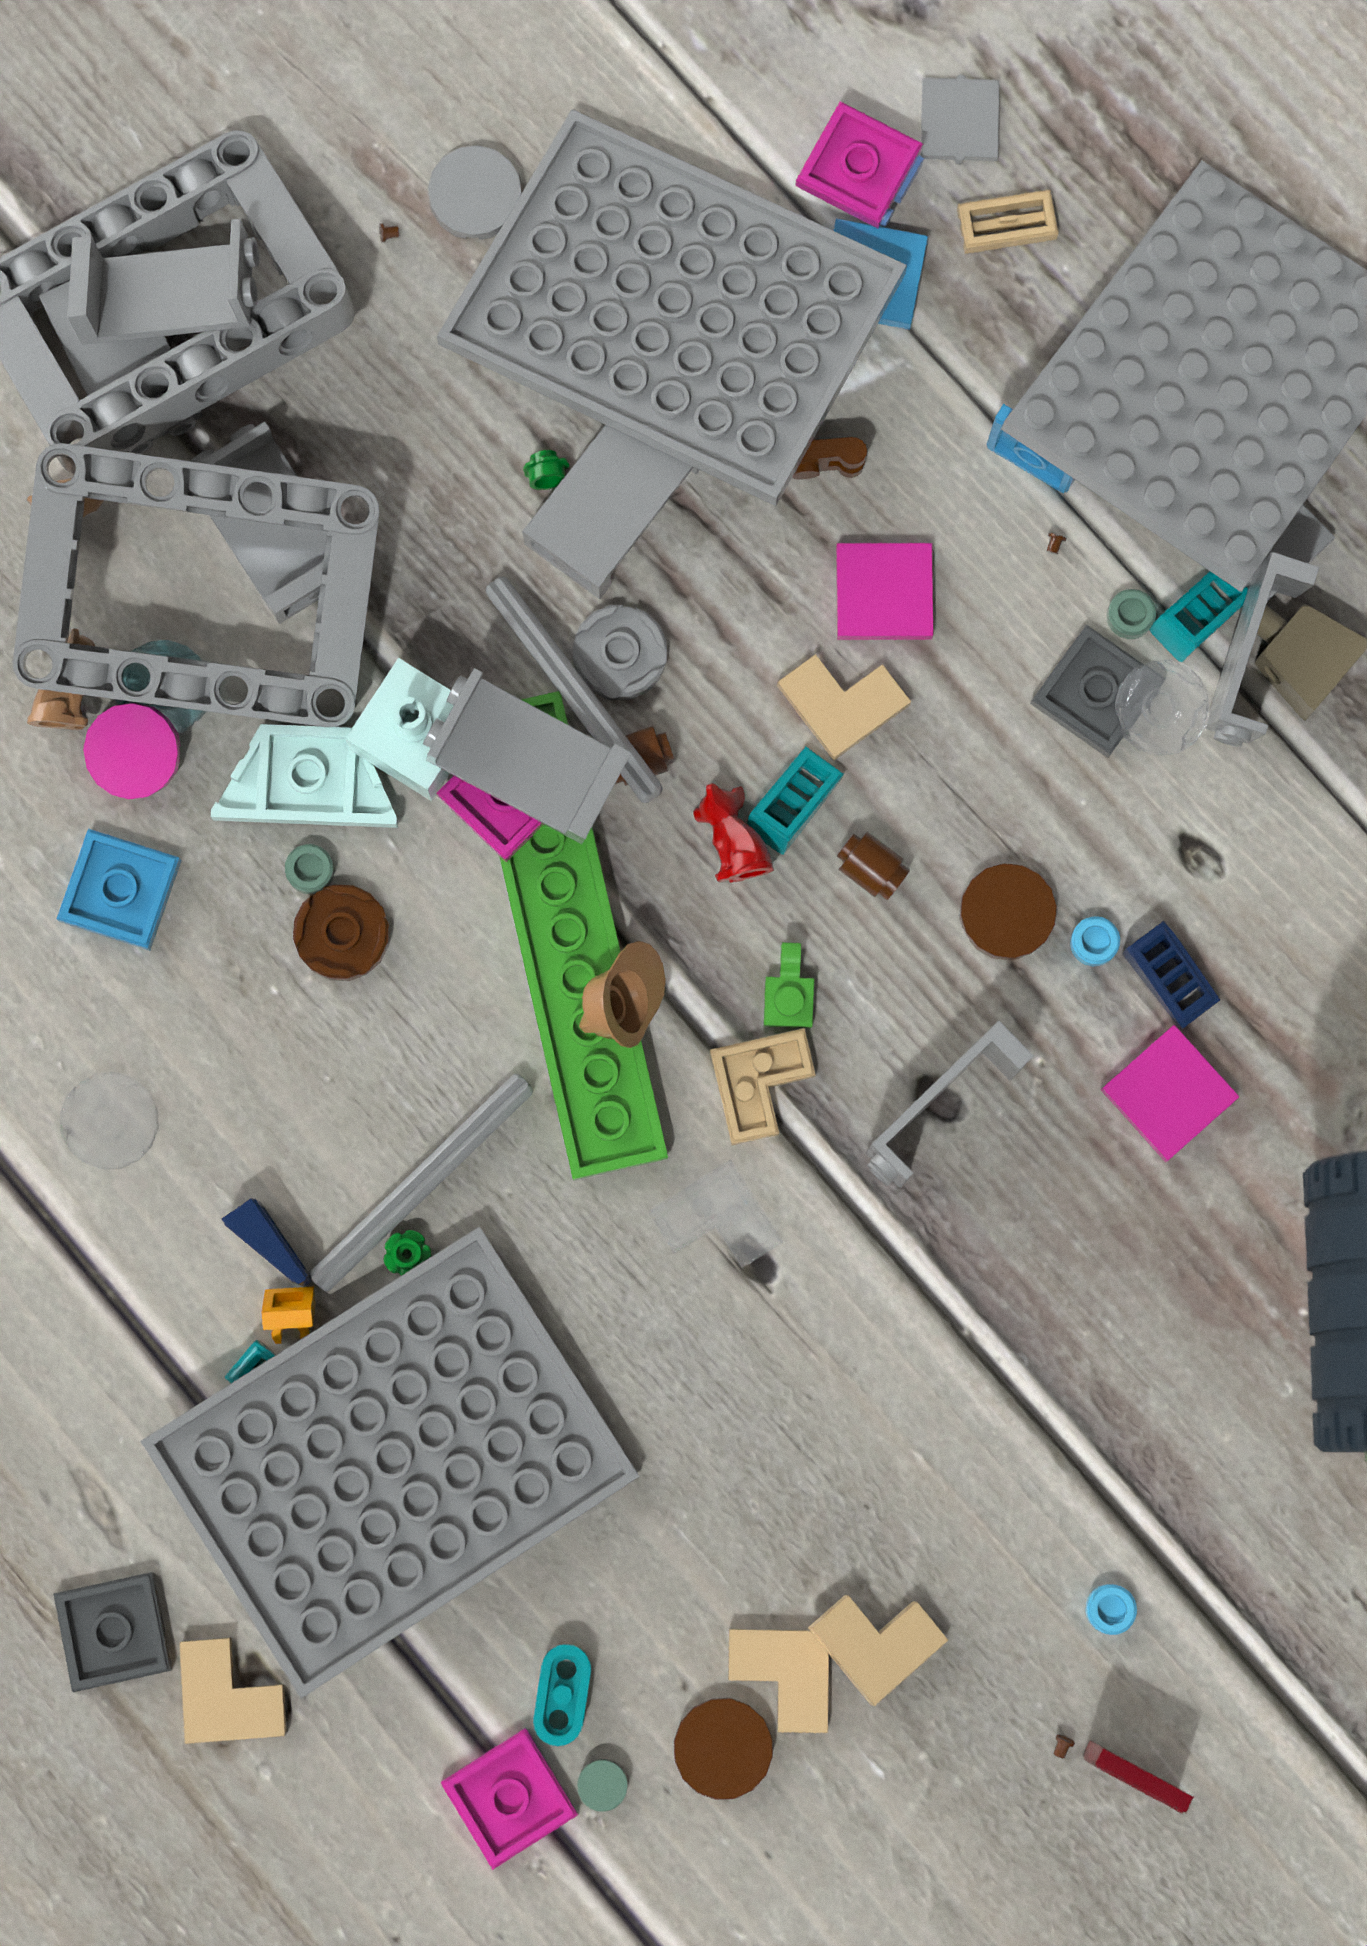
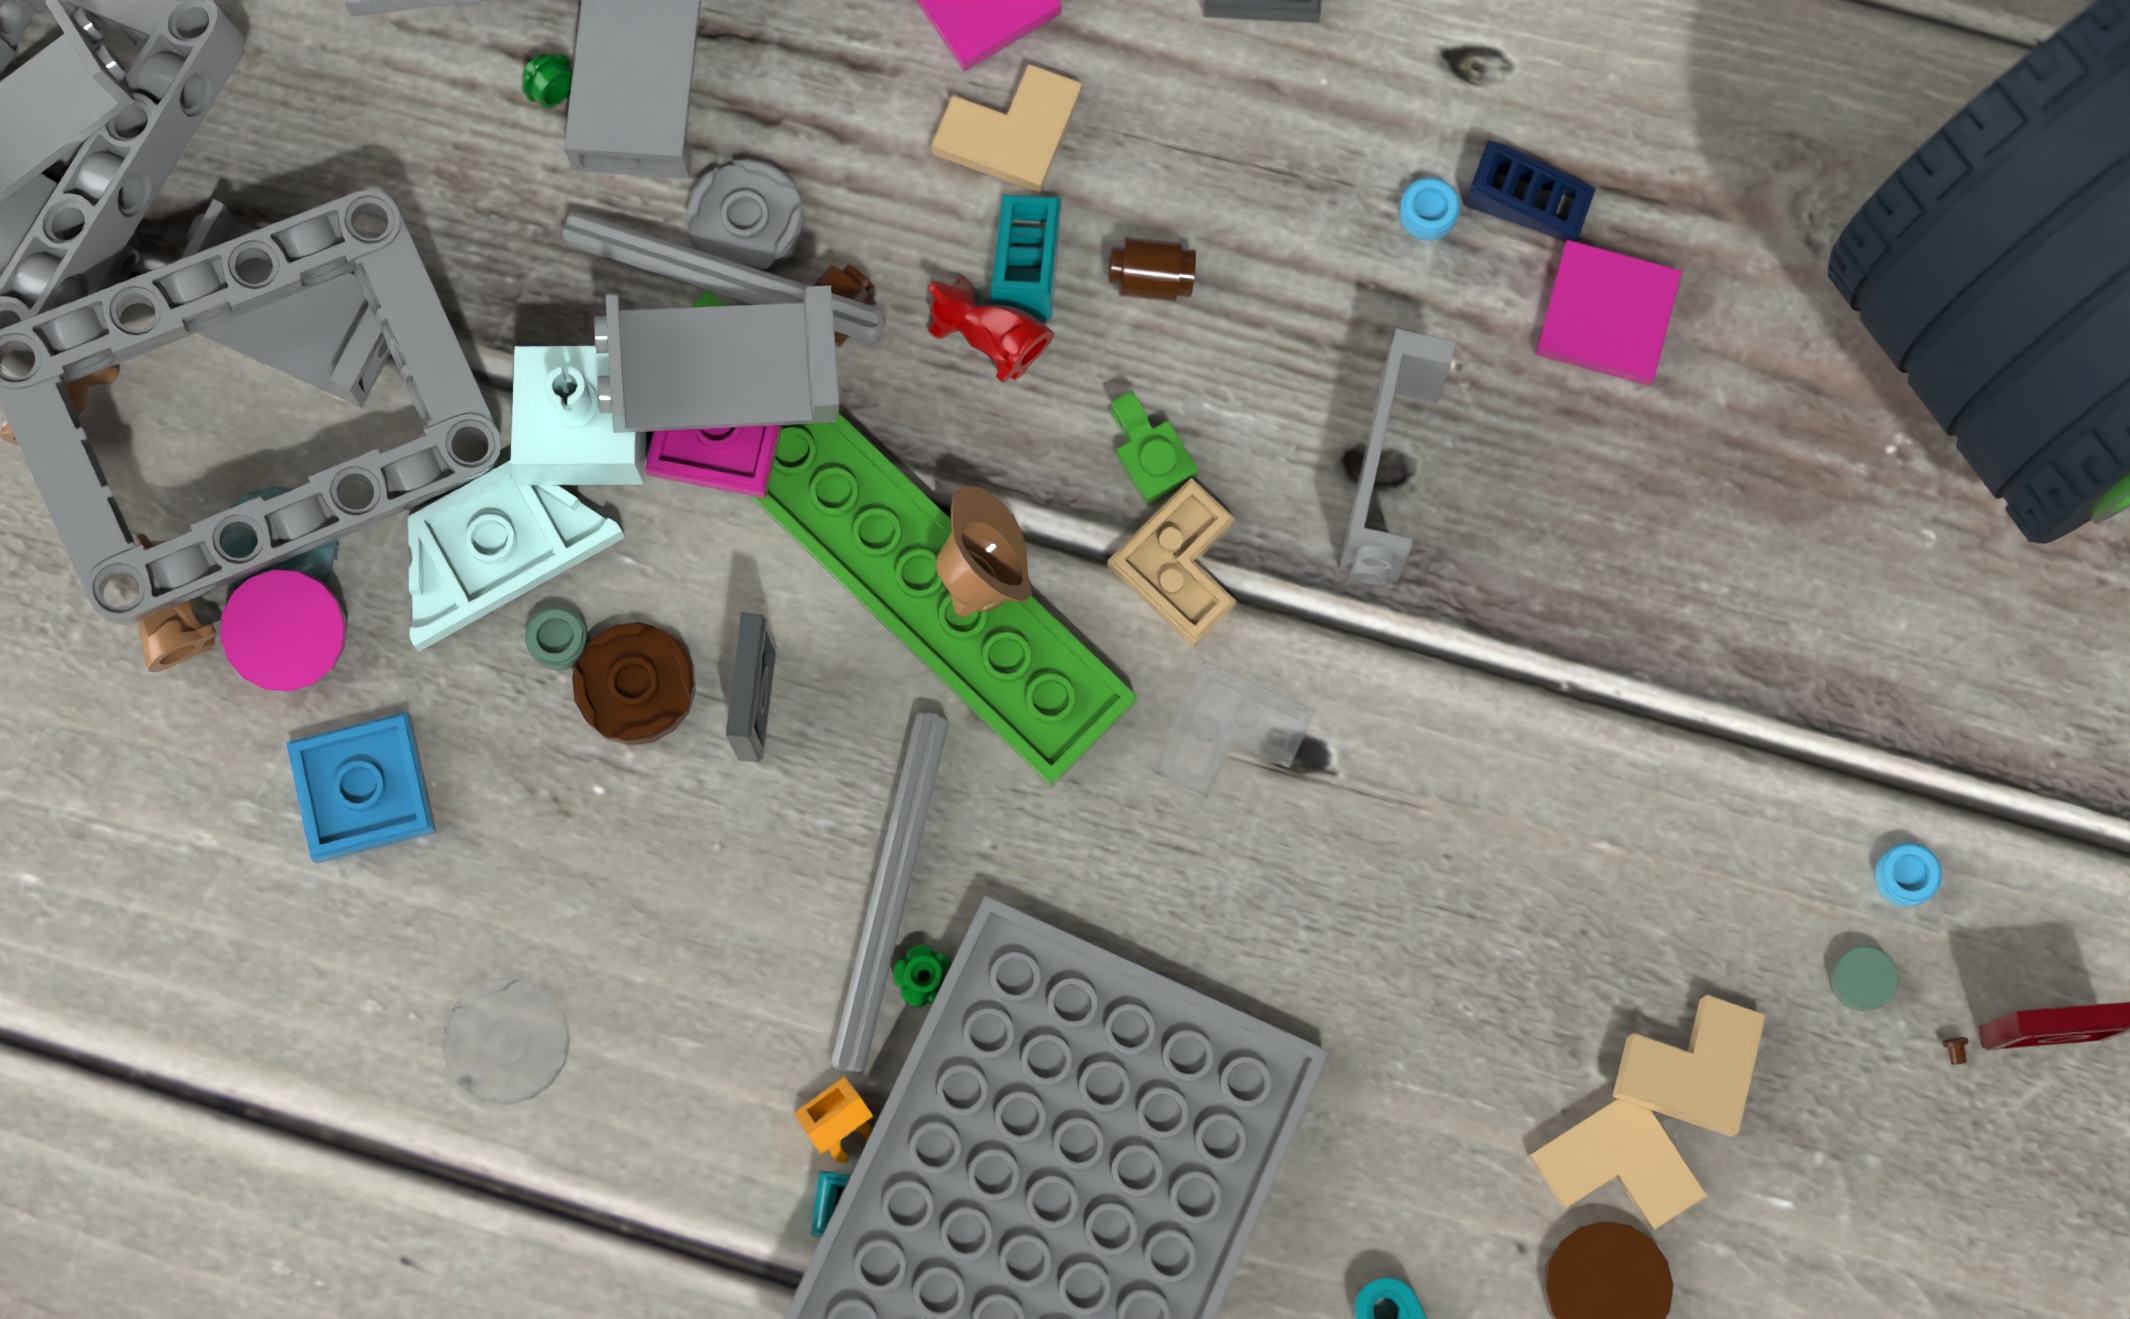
camera: 30 degrees left, 5 degrees down
(259, 1231) = (748, 1053): dark blue slope -> none
(412, 989) = (751, 688): none -> dark grey tile
(1007, 911) = (1321, 233): reddish brown tile -> none
(1032, 1659) = (1864, 978): none -> sand green tile

